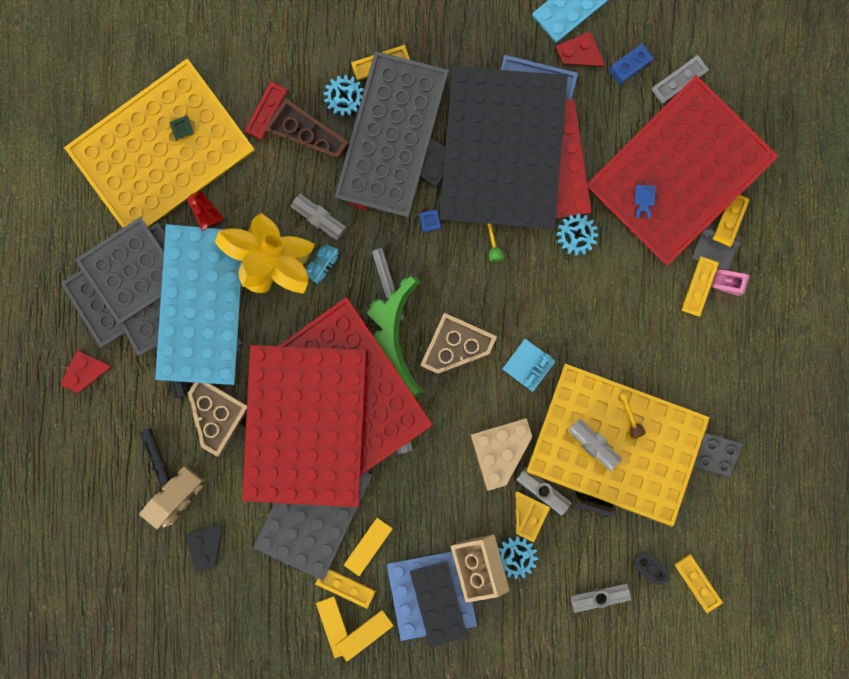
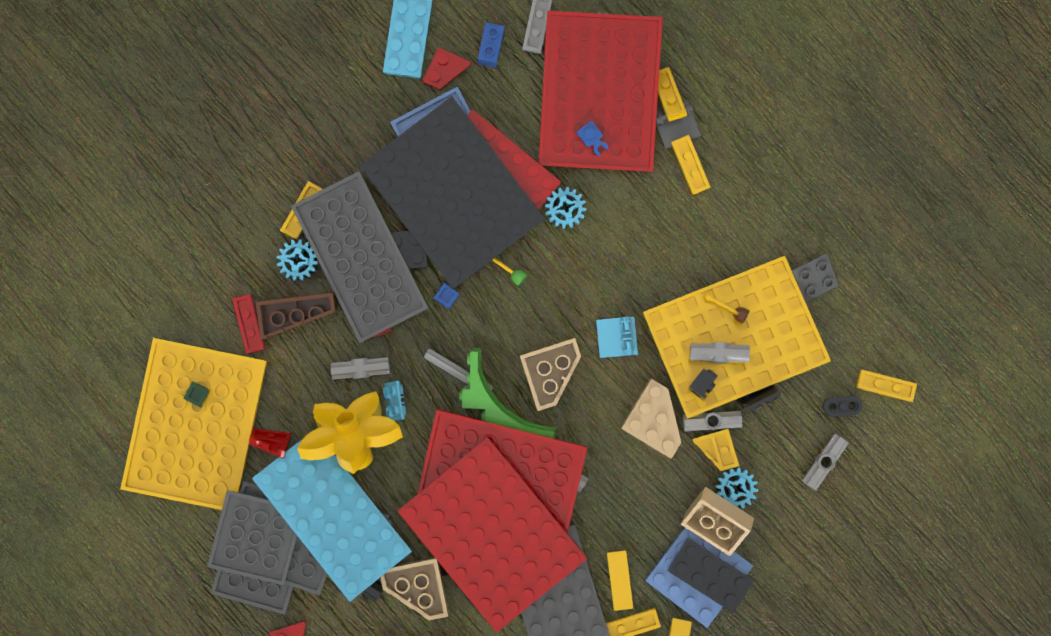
camera: 50 degrees left, 0 degrees up
(562, 456) = (703, 383): none -> black brick
(730, 282) = (710, 141): bright pink slope -> none

